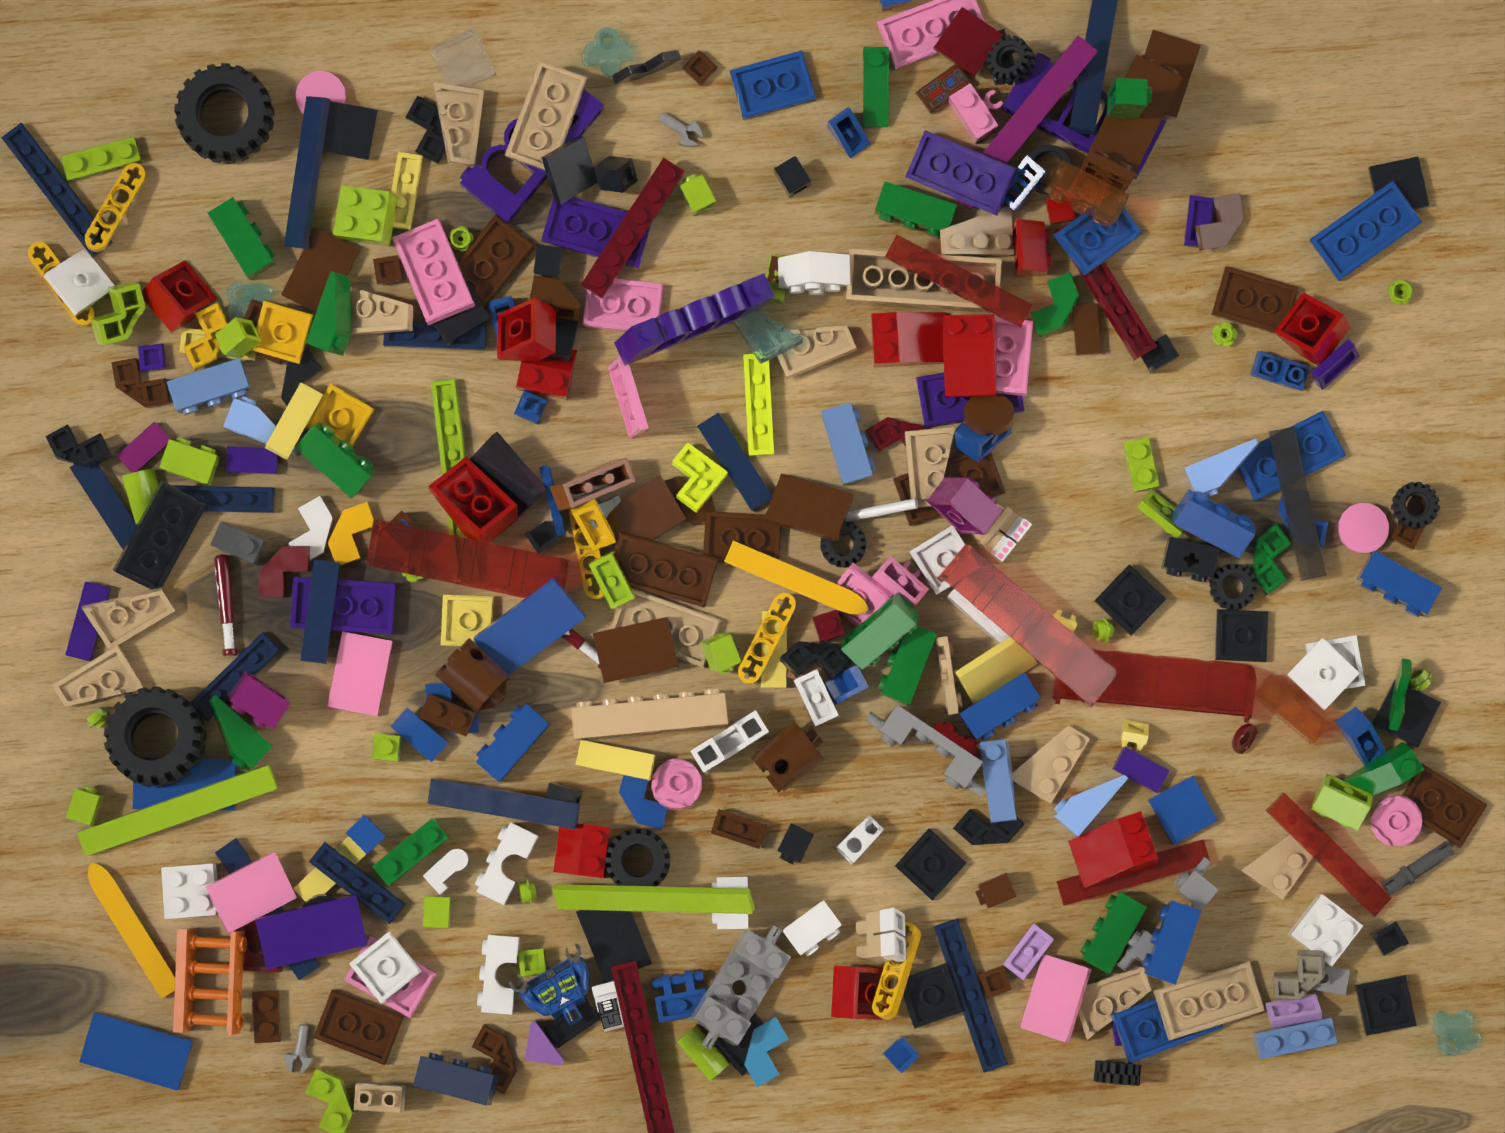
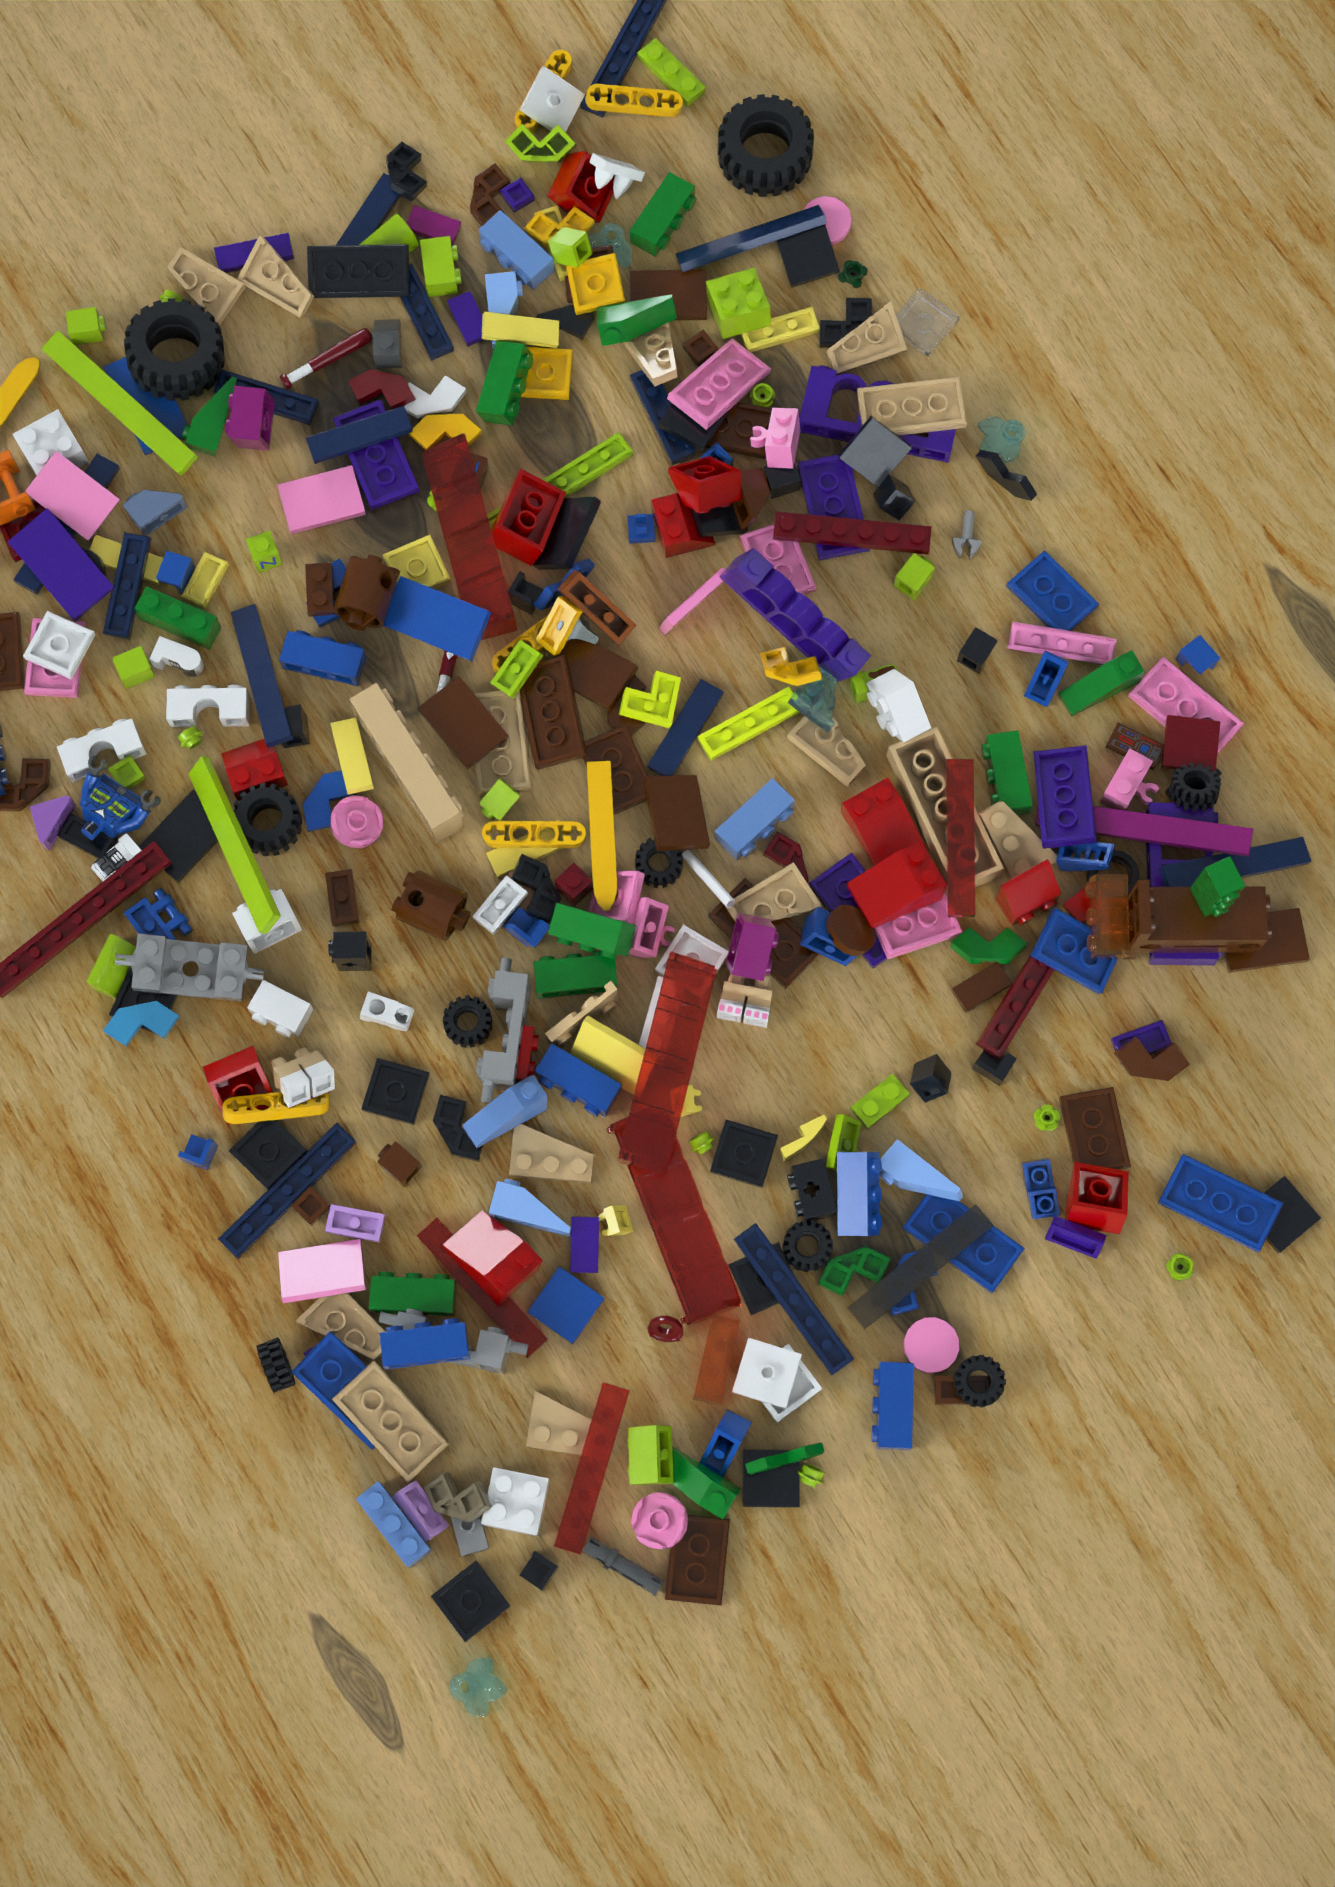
camera: 65 degrees right, 10 degrees down
(179, 258) = (624, 173): none -> white tile
(295, 827) = (153, 509): none -> sand blue slope
(384, 812) = (205, 580): none -> light yellow tile
(392, 100) = (853, 267): none -> dark green plate
(419, 734) = (290, 574): blue slope -> none
(517, 246) = (780, 438): none -> bright pink brick
(699, 68) = (1032, 524): reddish brown tile -> none
(729, 741) = (408, 842): white arch -> none
(737, 343) = (796, 673): none -> yellow tile
(821, 101) = (1061, 643): none -> bright pink tile
(908, 760) = (462, 1006): none -> black tyre
(1140, 537) = (808, 1132): none -> light yellow slope
(1144, 412) = (930, 1078): none -> black panel
(1271, 621) = (793, 1299): none -> dark blue tile

